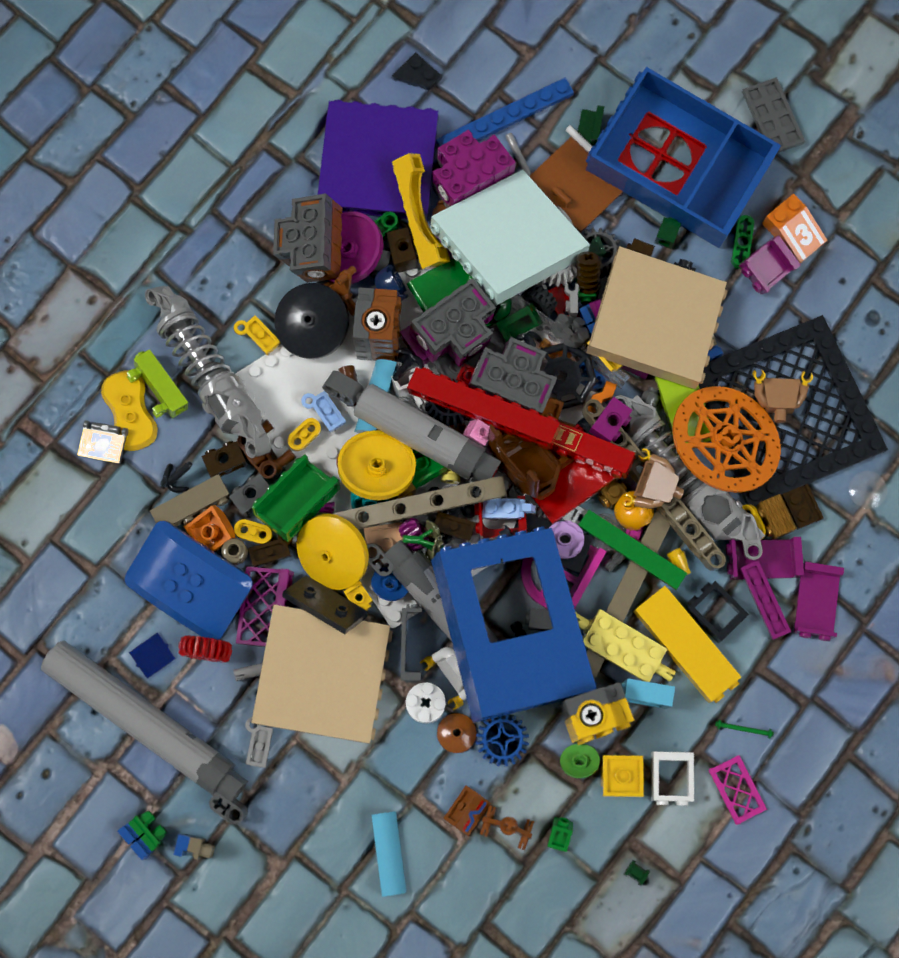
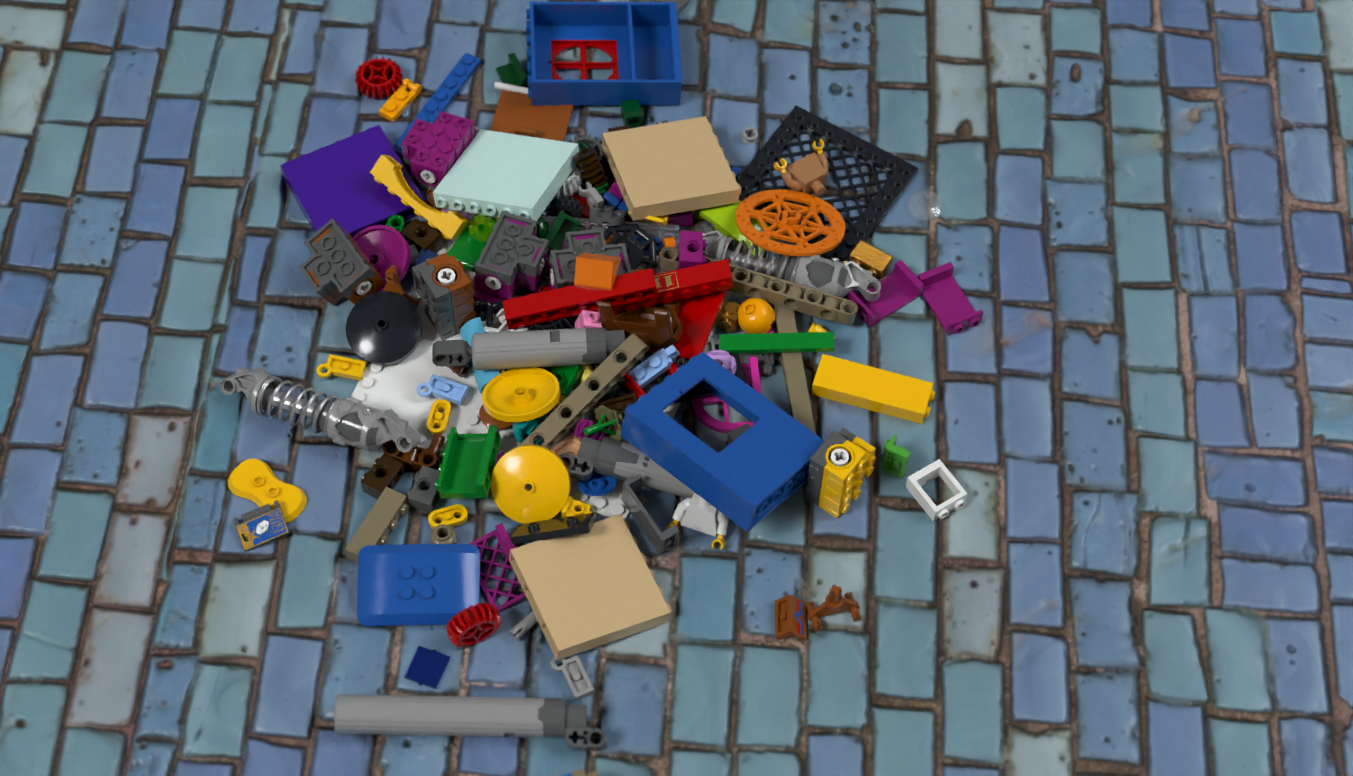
camera: 35 degrees left, 20 degrees down
(160, 383) = (283, 451): lime brick -> none
(168, 481) = (342, 519): black piece -> none
(211, 528) = (409, 531): orange slope -> none
(269, 552) = (474, 522): dark brown hinge -> none
(389, 854) = (749, 693): medium azure brick -> none
(414, 702) = (694, 556): white brick -> none
(417, 73) = (340, 112): black wing -> none
(451, 742) = (735, 575): dark orange dish -> none
(452, 276) = (483, 234): none -> clear neon green brick
(458, 63) = (378, 82): none -> red gear
(477, 92) = (400, 100): none -> light orange plate
(505, 756) = (778, 536): blue gear -> none
(510, 393) = (596, 271): none -> orange slope
(560, 834) = (881, 588): green bracket -> none
(576, 755) = (854, 522): bright green dish -> none
(622, 776) = (896, 512): yellow panel -> none
(624, 646) = (829, 414): light yellow plate -> none
(636, 872) = (964, 578): dark green bush -> none
(648, 693) = (875, 431): medium azure window -> none
(655, 729) = (895, 458): none -> bright green bracket
(656, 483) = (760, 275): torso -> none
(717, 635) = (877, 338): black window -> none
(748, 234) = (694, 97): green beam -> none
(753, 791) = (972, 460): dark pink window -> none
(759, 325) = (749, 130): none -> light grey bush
(765, 600) = (908, 322): magenta plate -> none
(769, 264) = (728, 91): magenta panel -> none
(769, 733) = (943, 432): green axle -> none
(795, 227) = (728, 59): orange slope -> none
(802, 506) = (886, 242): dark brown plate -> none

